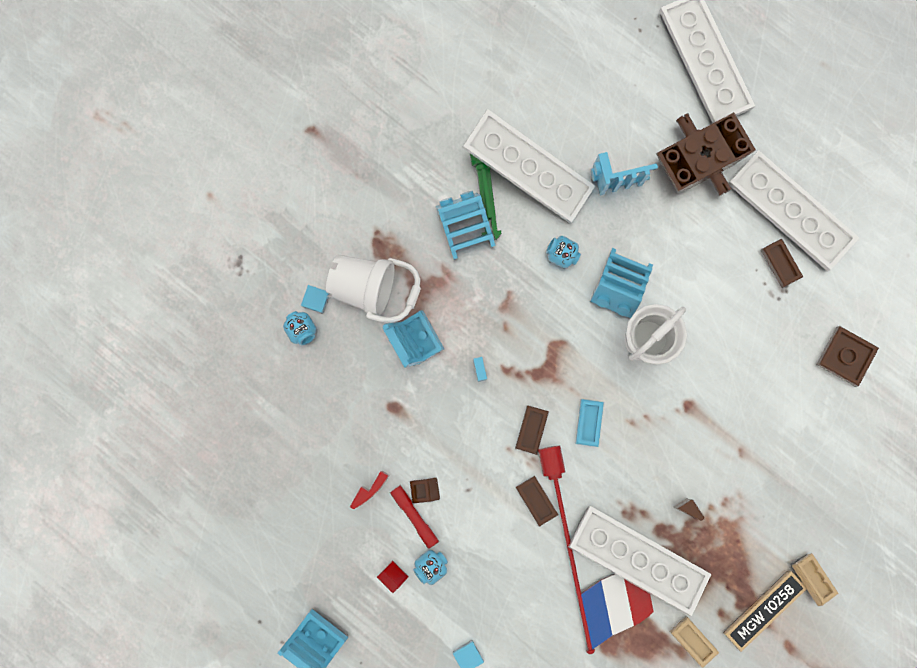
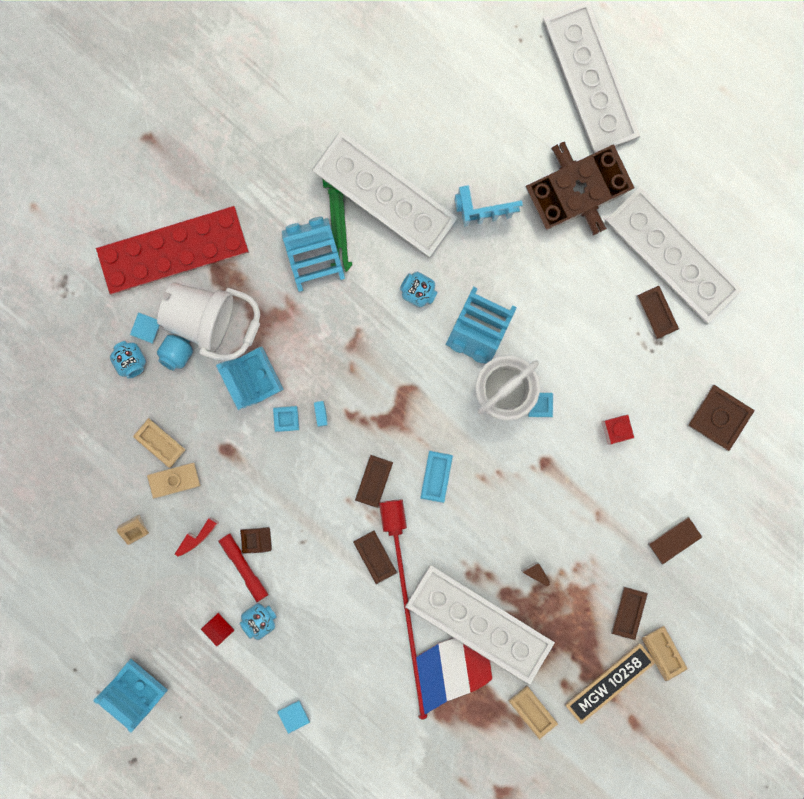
camera: 10 degrees right, 5 degrees up
(309, 486) = (132, 530): none -> tan slope
(331, 403) = (159, 443): none -> tan plate
(336, 228) = (172, 250): none -> red plate
(342, 319) = (174, 352): none -> medium azure head
(346, 438) = (173, 480): none -> tan plate
(447, 376) = (286, 419): none -> medium azure tile
(686, 355) = (543, 407): none -> medium azure tile
(755, 370) = (618, 429): none -> red brick
(777, 542) = (629, 613): none -> reddish brown tile
(815, 472) = (675, 540): none -> reddish brown tile

